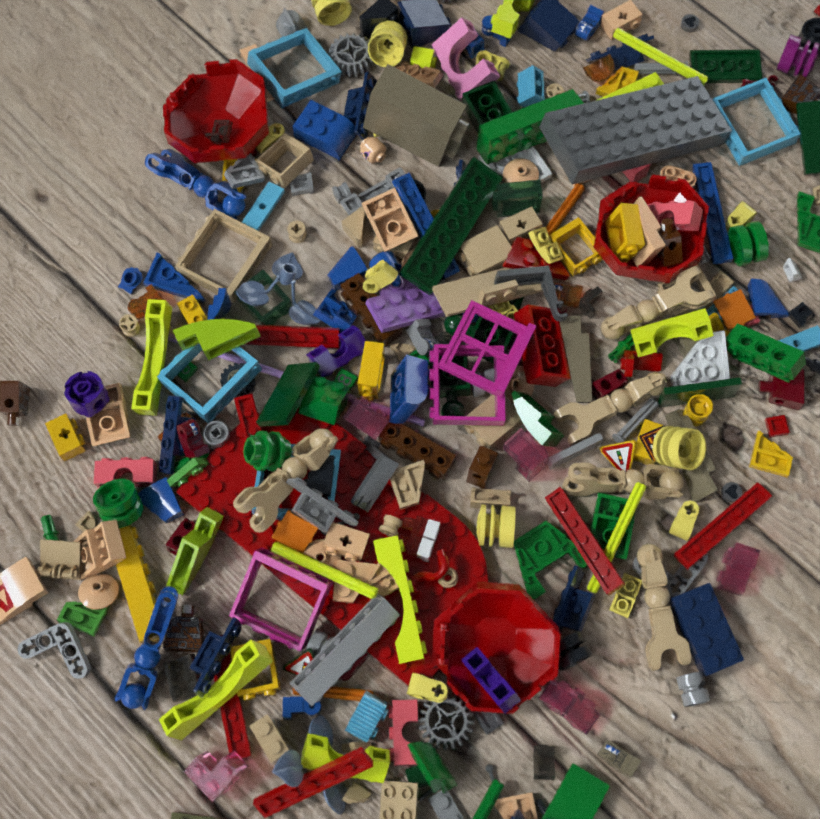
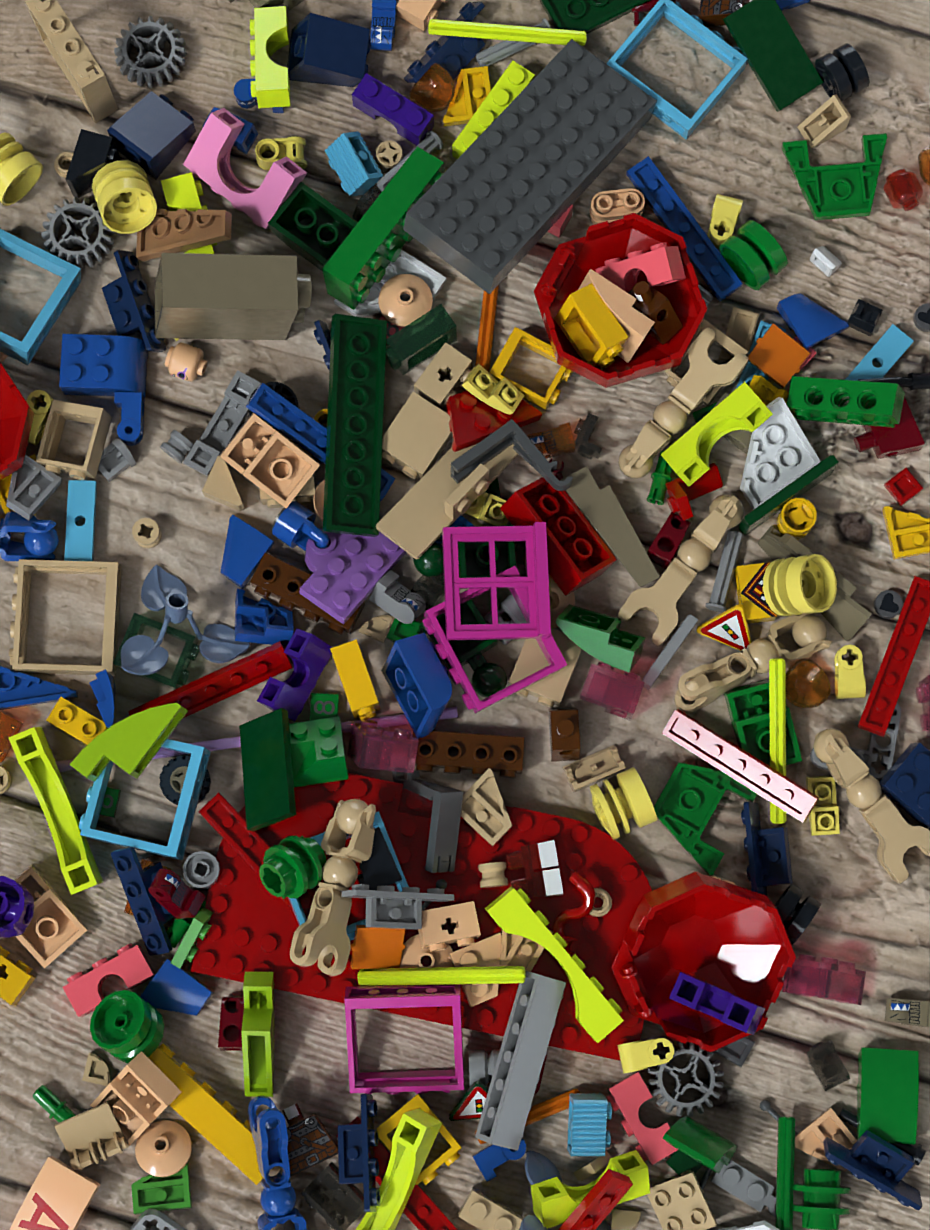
camera: 30 degrees left, 10 degrees up
(325, 165) = (132, 416): none -> blue leg
(379, 276) = (299, 548): light yellow piece -> none
(565, 61) = (380, 100): none -> dark purple arch
(652, 512) = (807, 684): none -> clear orange helmet

